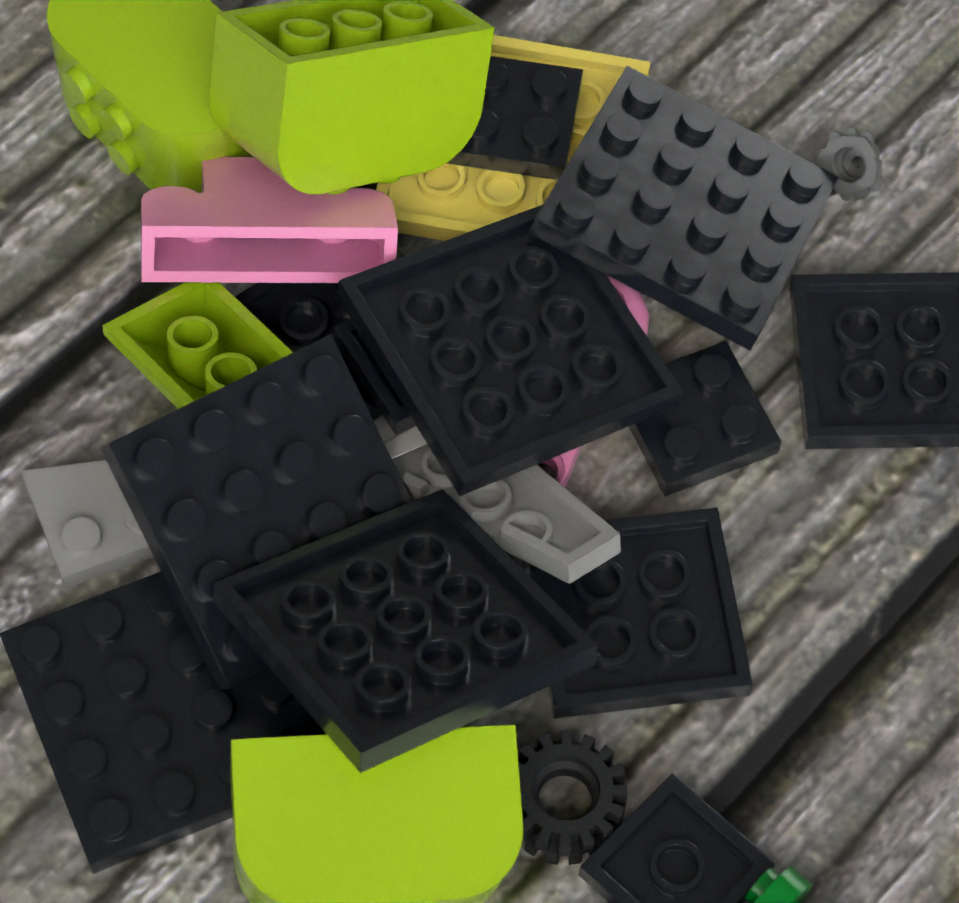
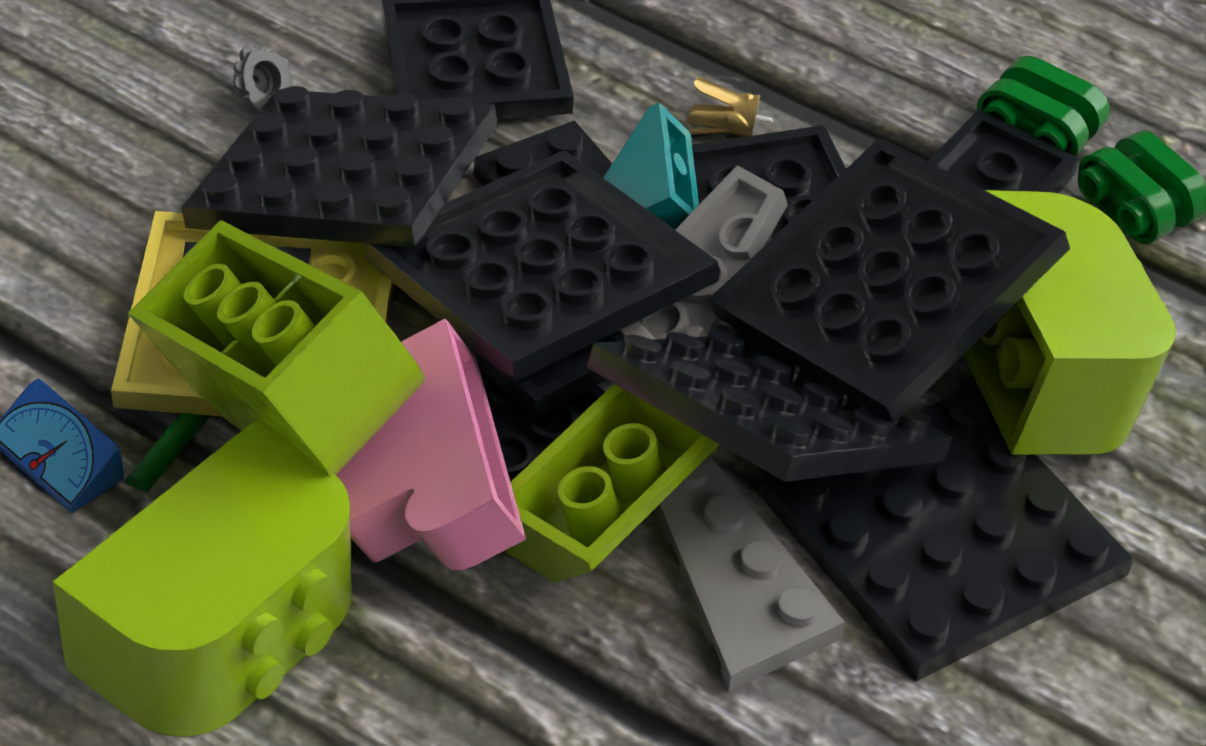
camera: 100 degrees left, 15 degrees down
(650, 482) = (658, 167): none -> teal slope
(785, 600) = (735, 119): none -> pearl gold piece

